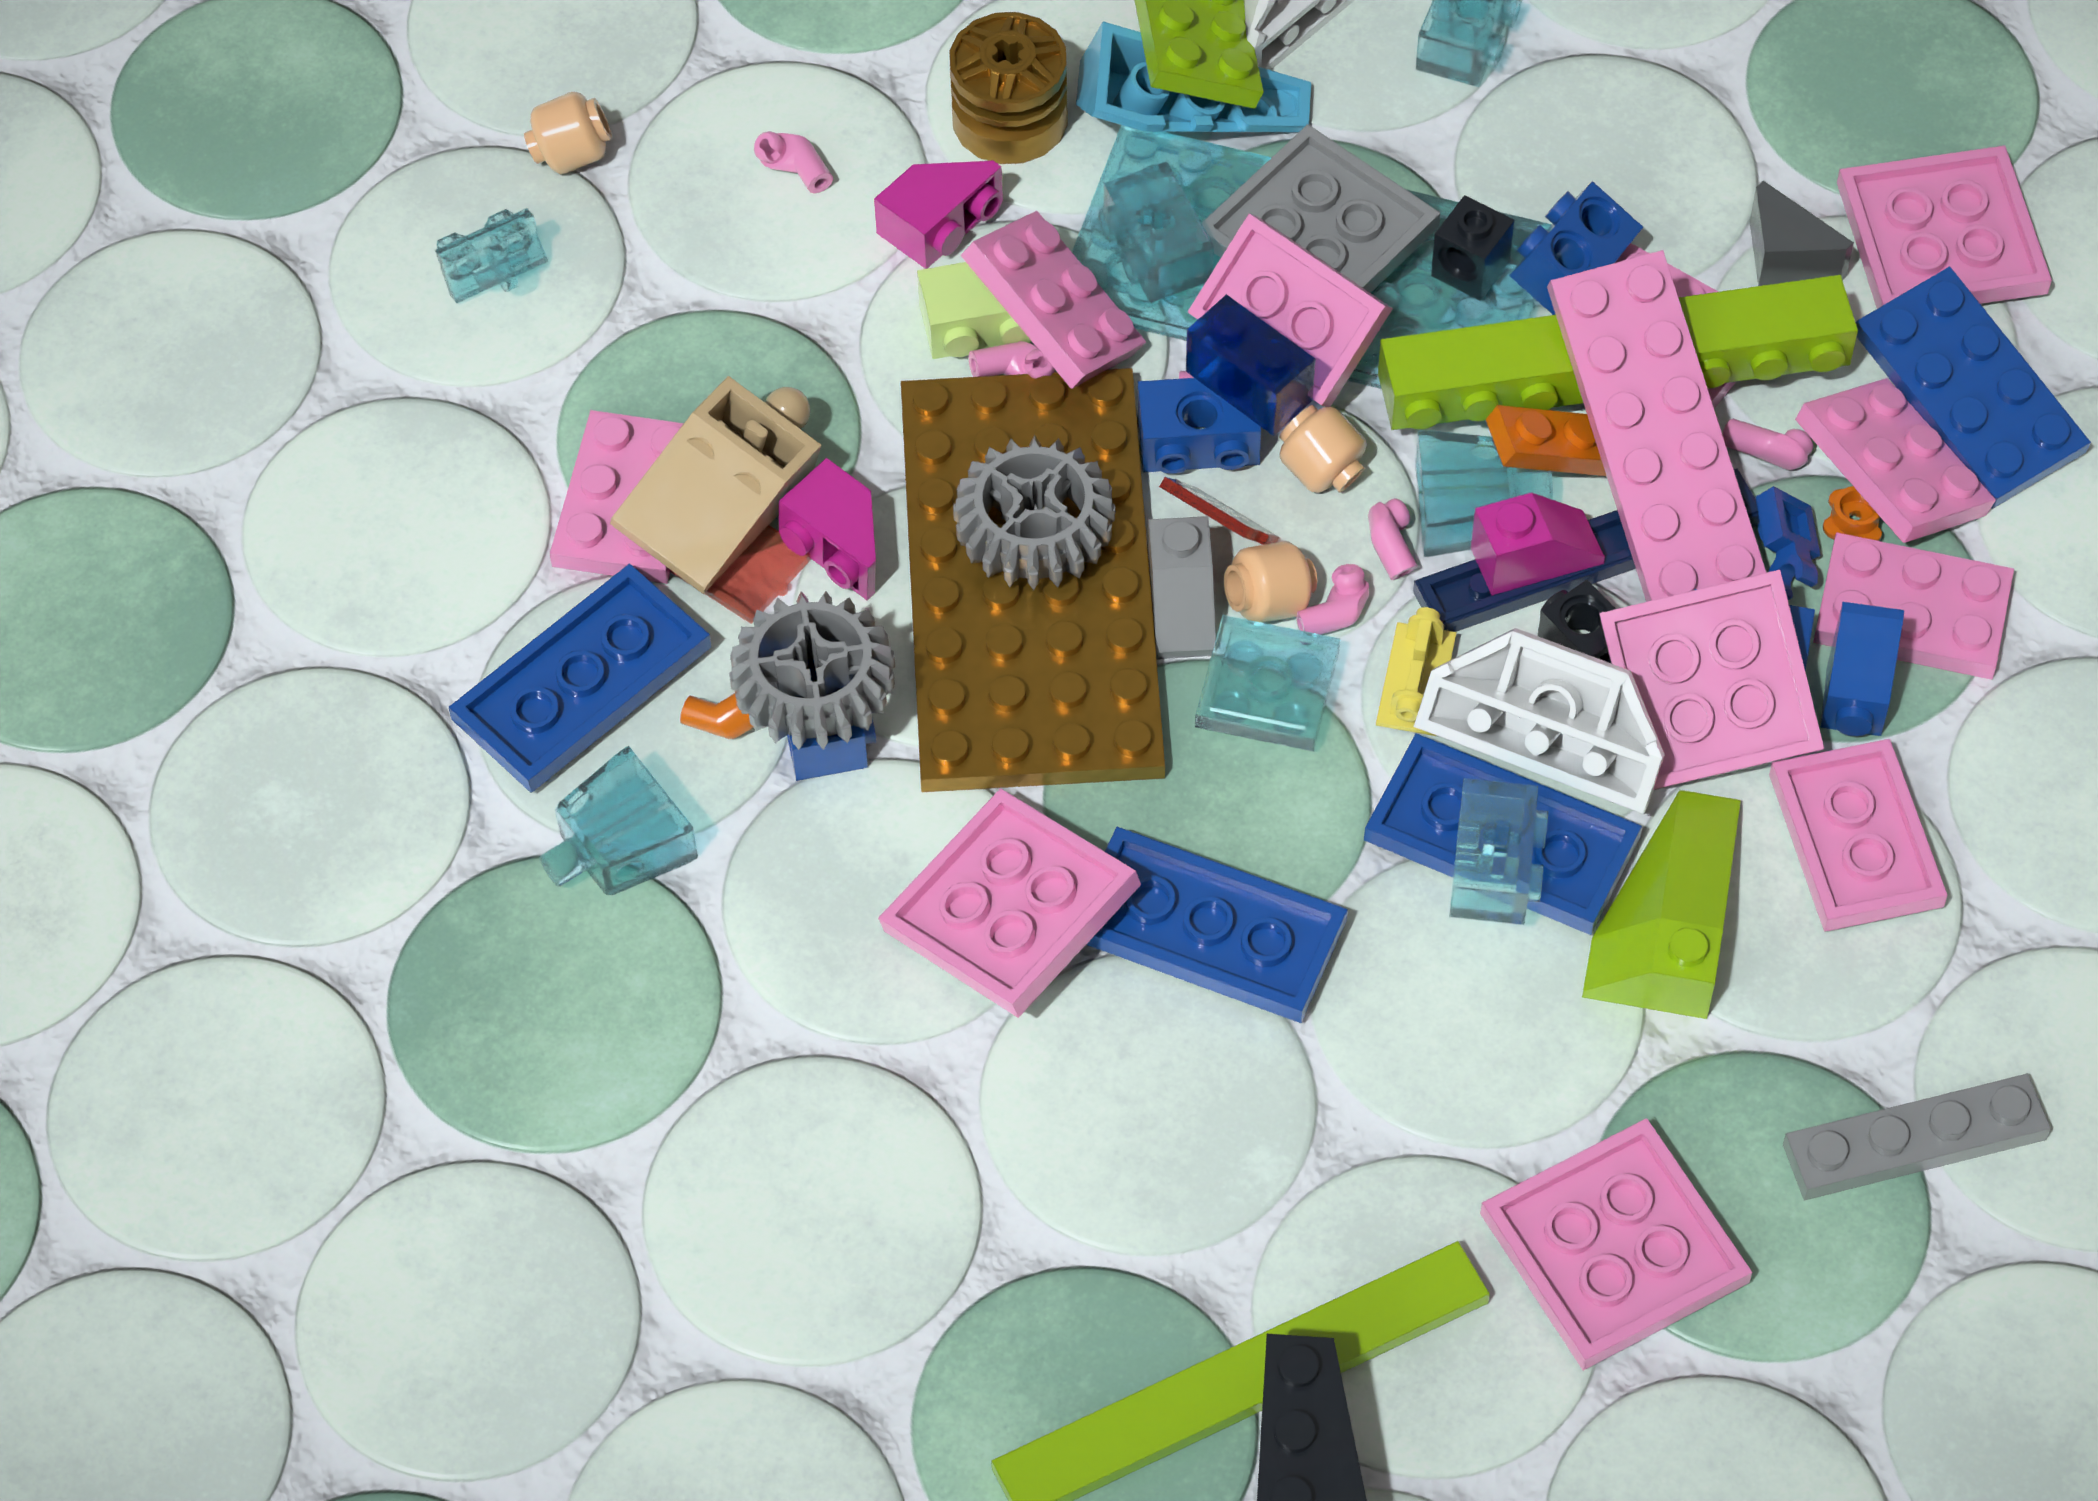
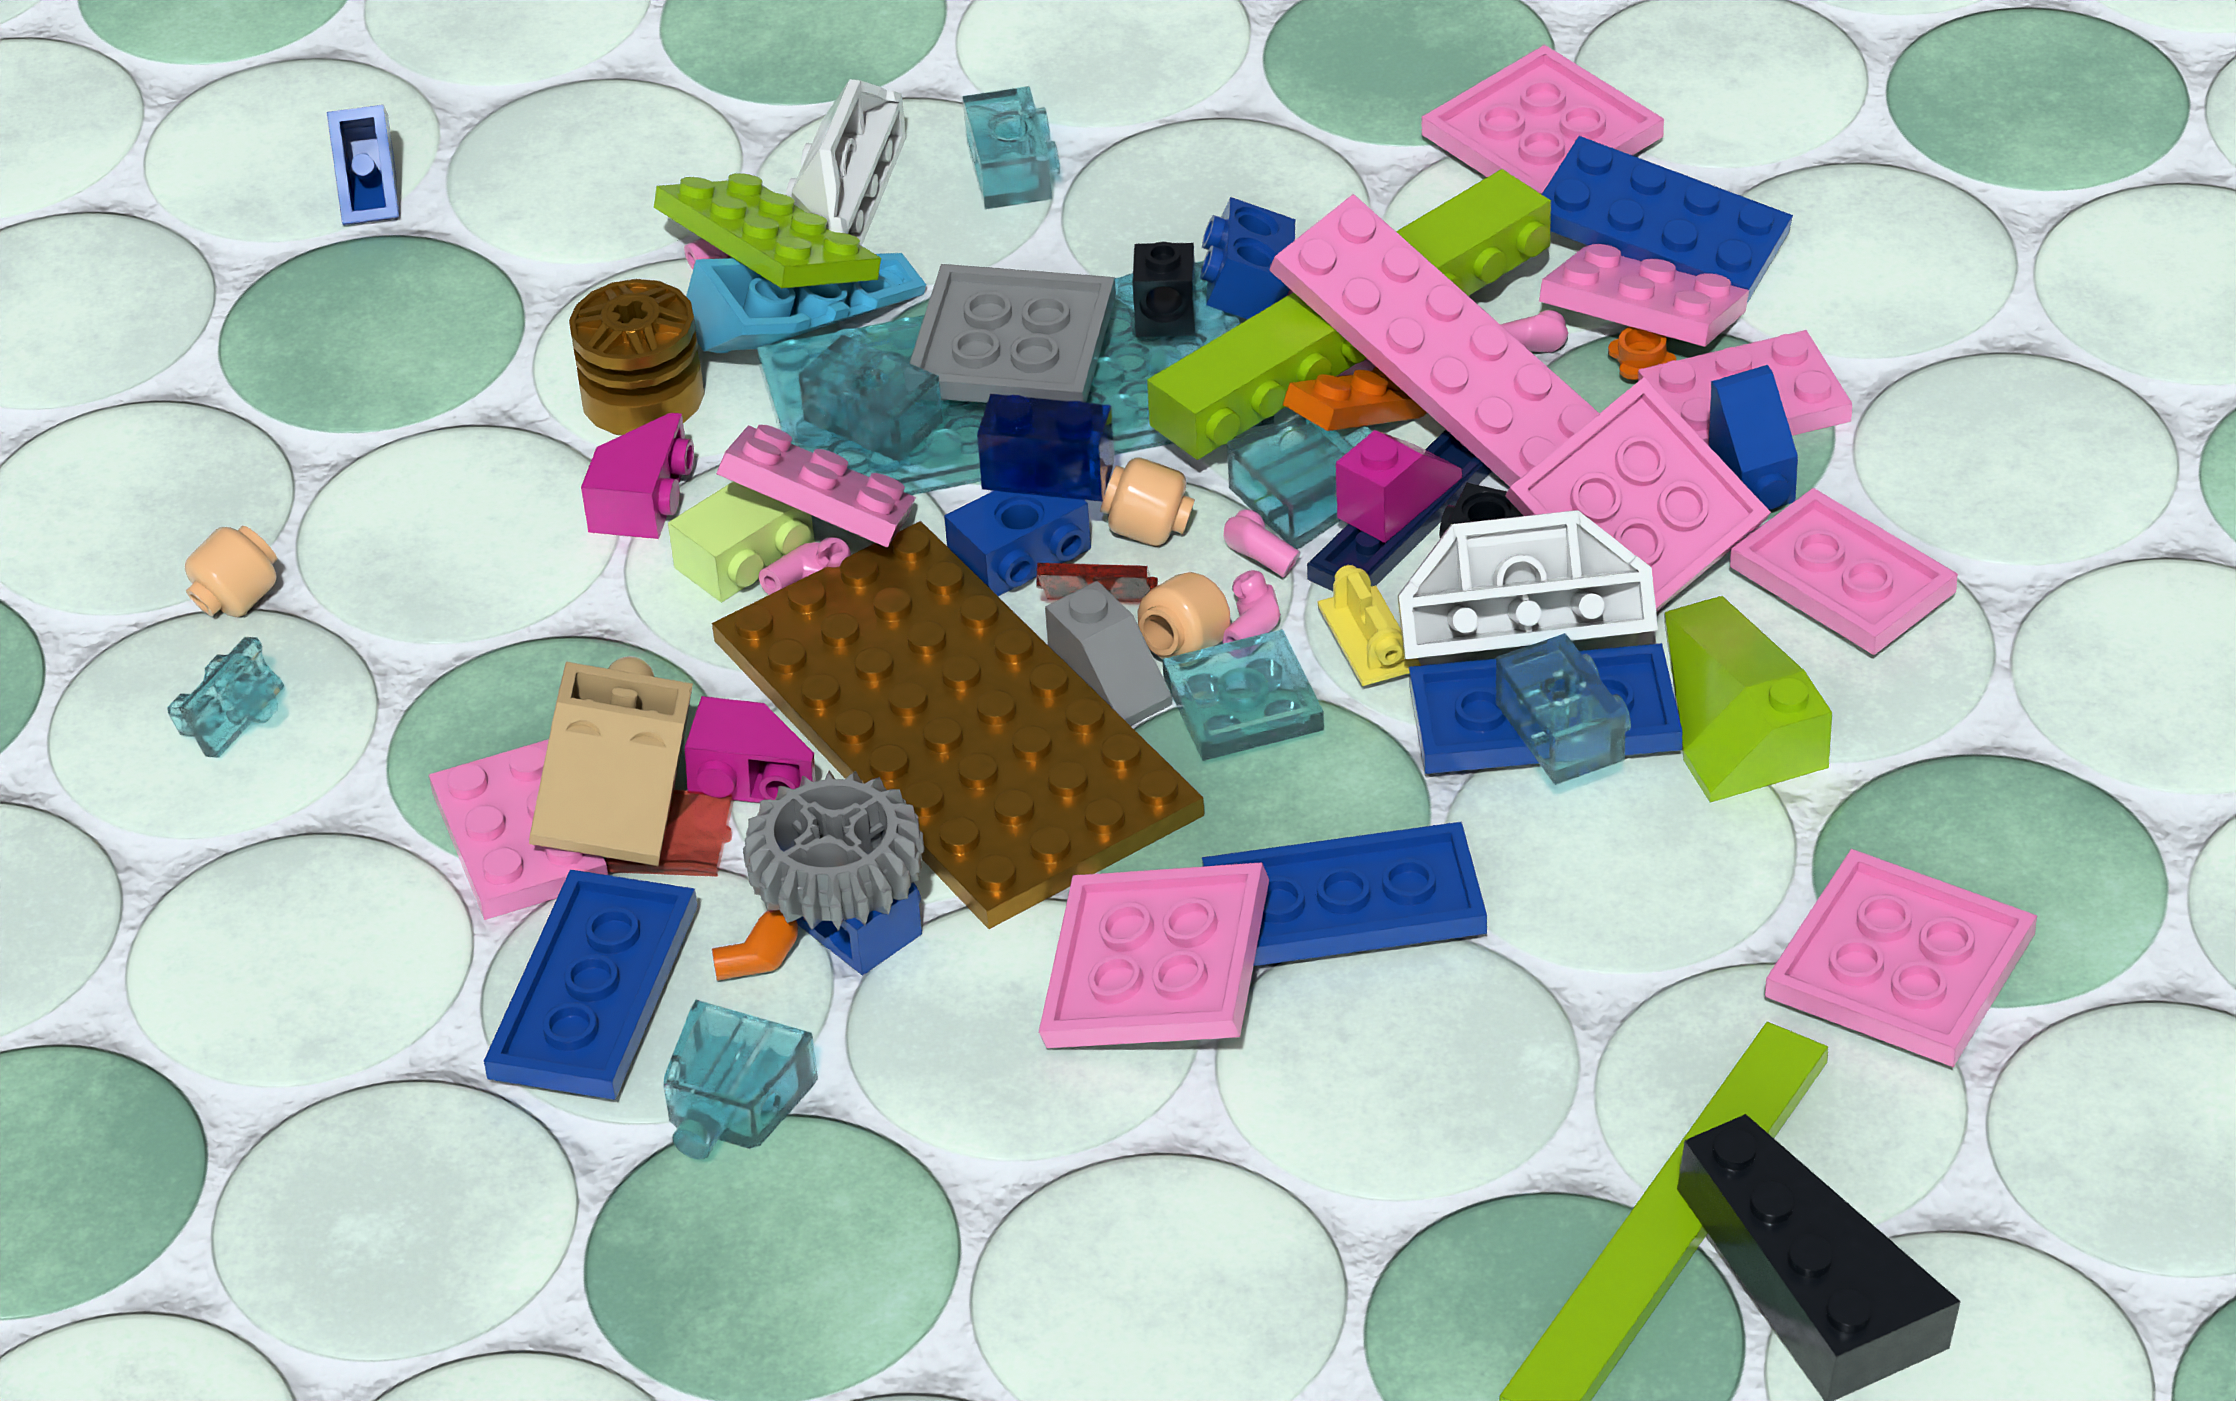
camera: 30 degrees left, 15 degrees down
(794, 155) = (464, 502): bright pink arm -> none
(1038, 531) = (933, 650): light grey gear -> none
(1298, 299) = (1043, 369): bright pink plate -> none
(1790, 531) = (1590, 379): blue plate -> none
(1792, 241) = (1418, 180): dark grey slope -> none
(1916, 1136) = (2076, 764): light grey plate -> none

